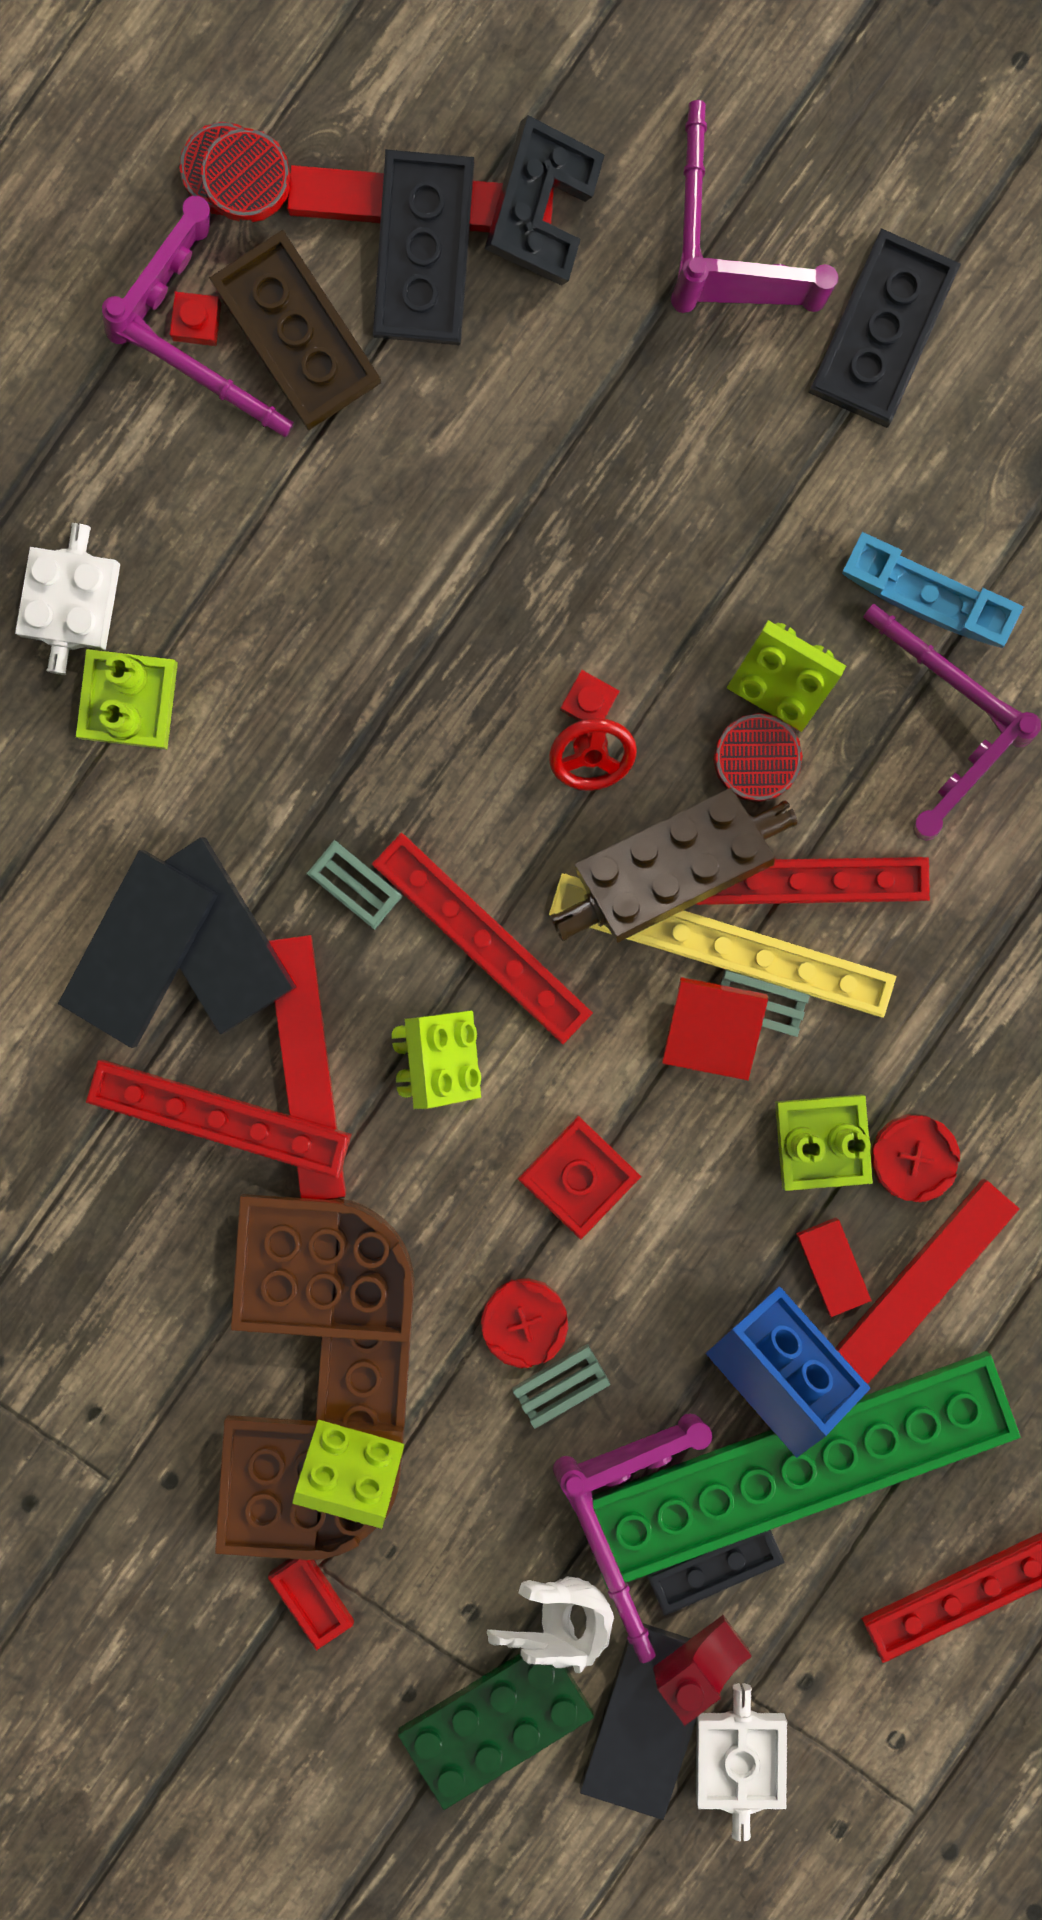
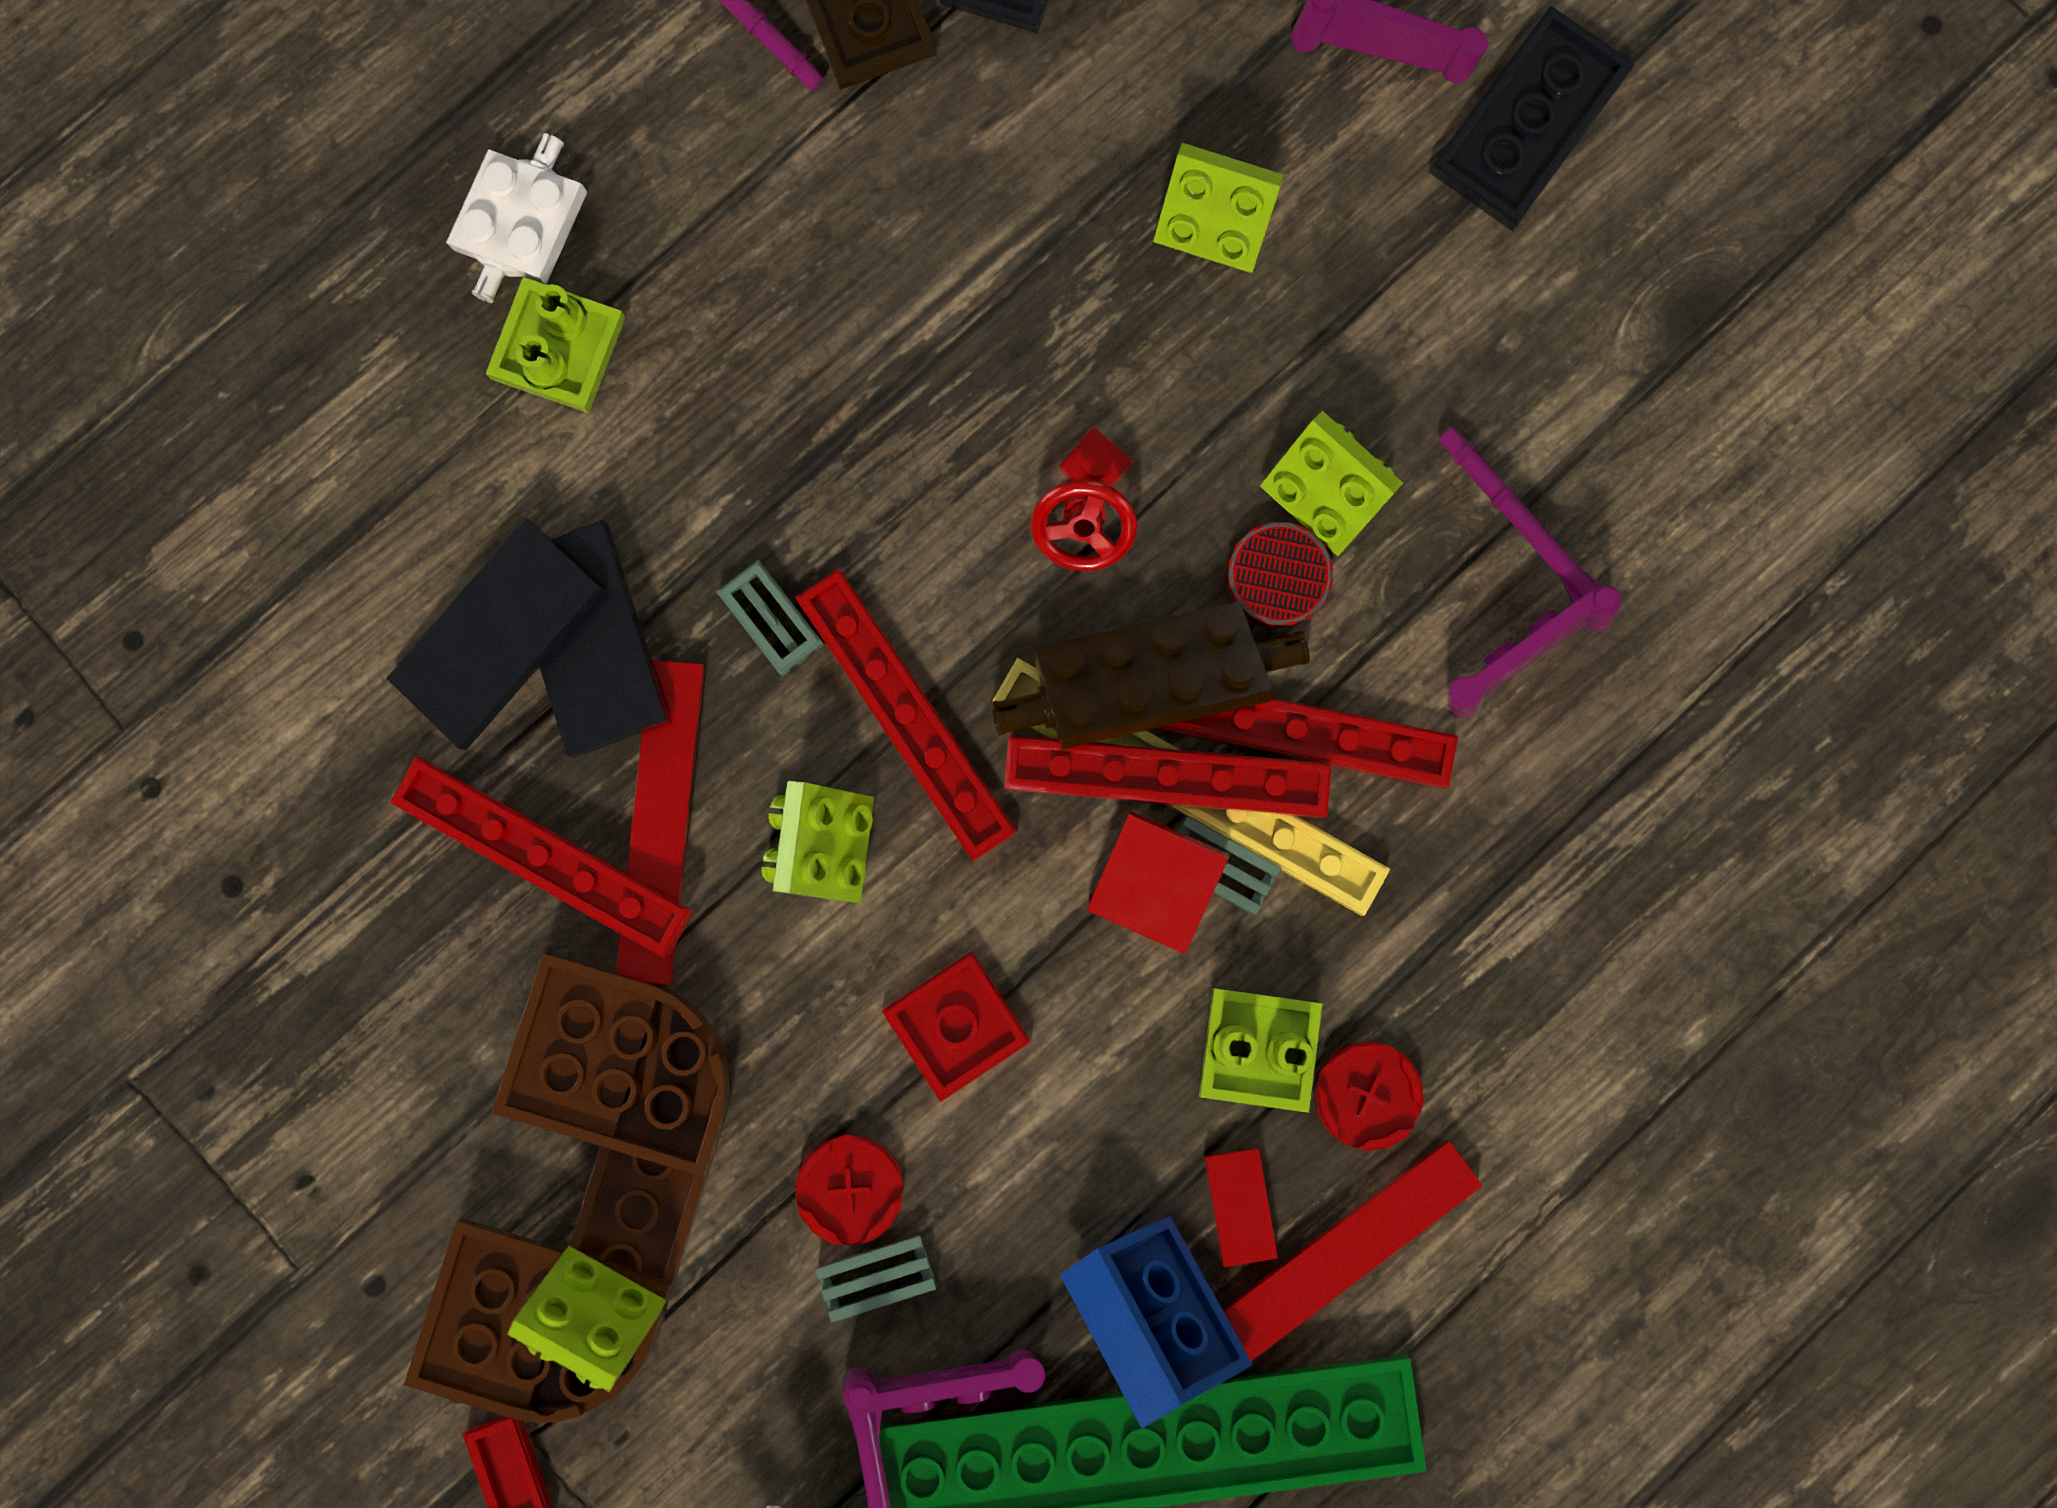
camera: 10 degrees right, 5 degrees down
(644, 465) = (1217, 207): none -> lime plate
(705, 943) = (1169, 777): none -> red tile
(930, 595) = (1521, 429): dark azure slope -> none

